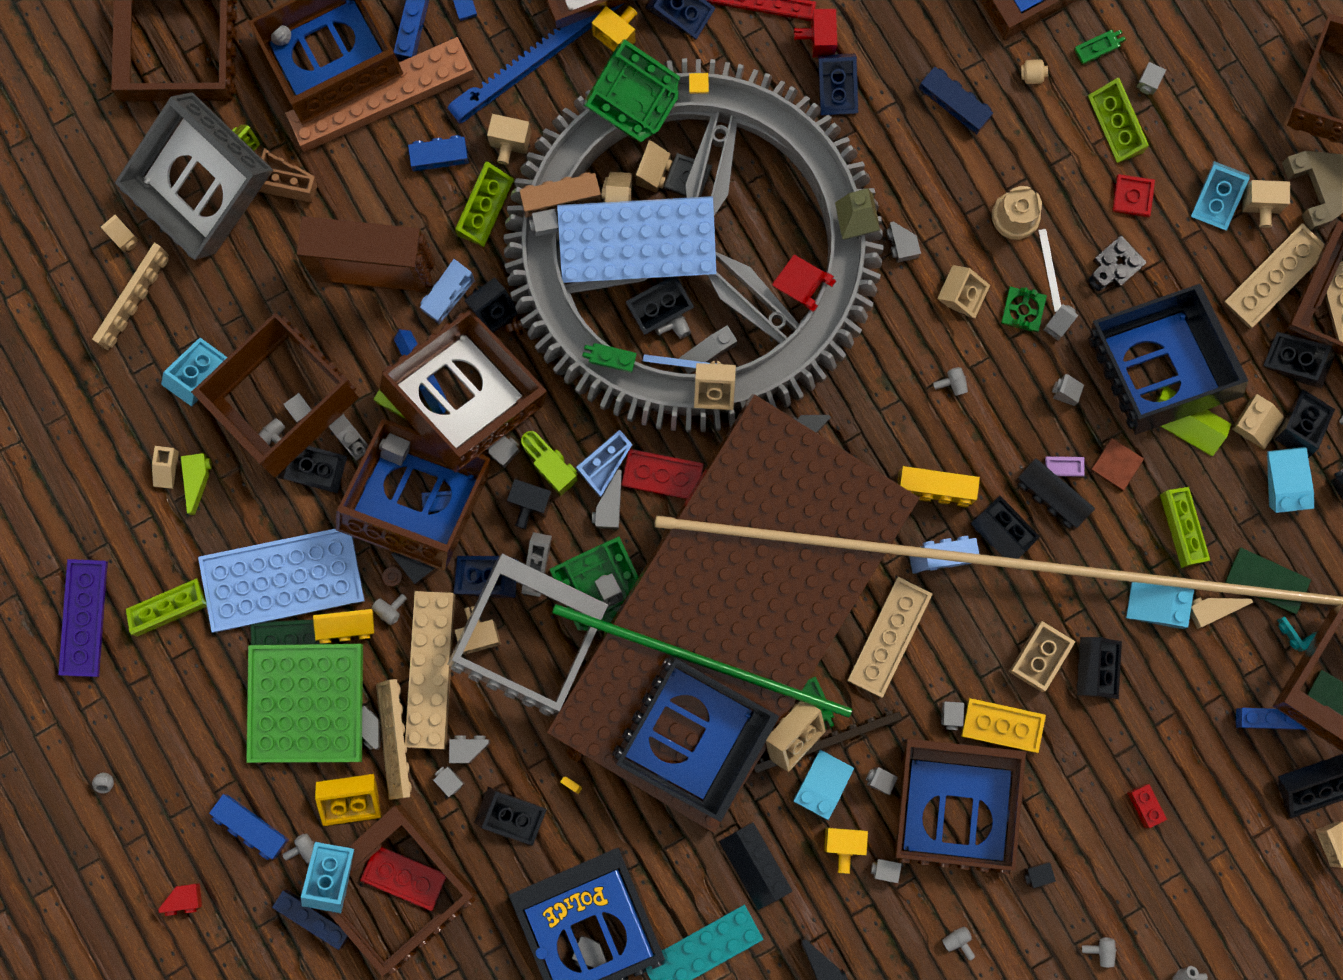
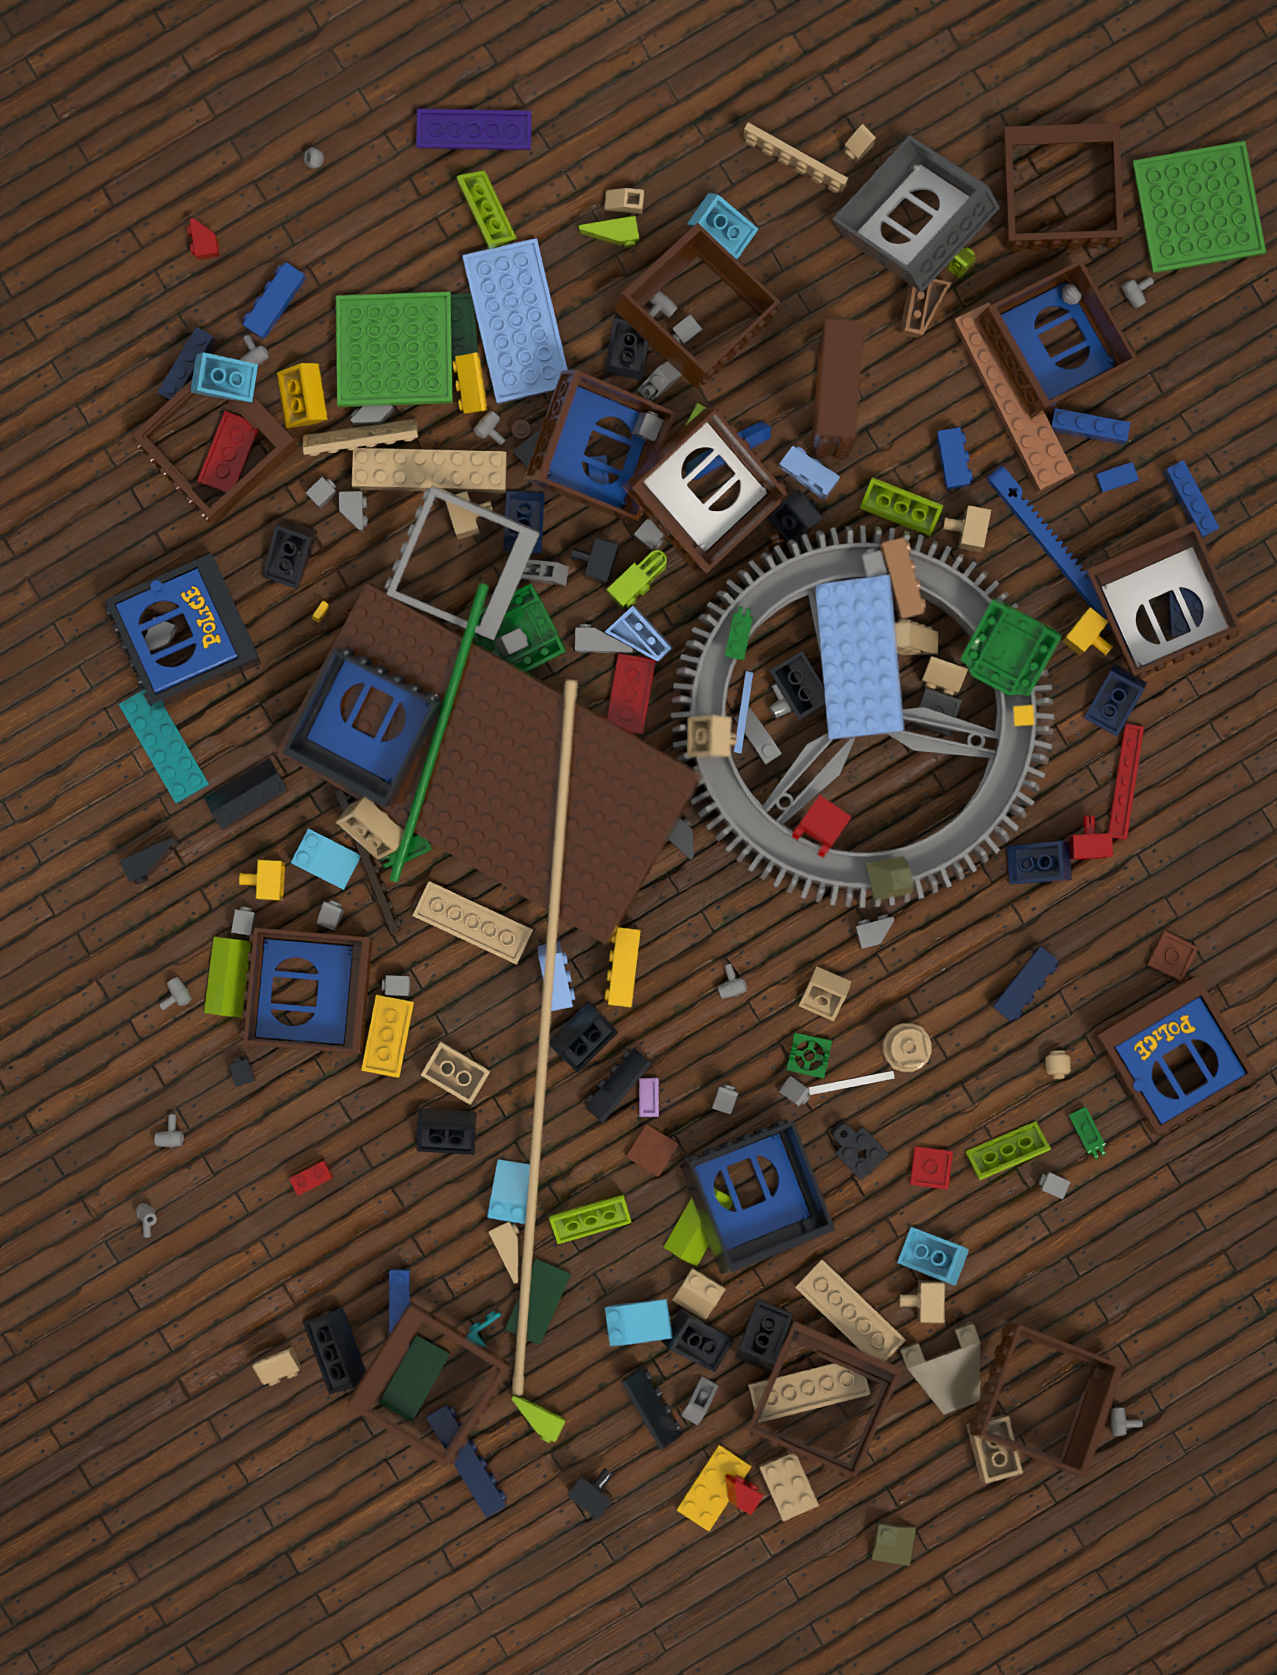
camera: 90 degrees right, 5 degrees up
(942, 888) = (227, 977): none -> lime slope

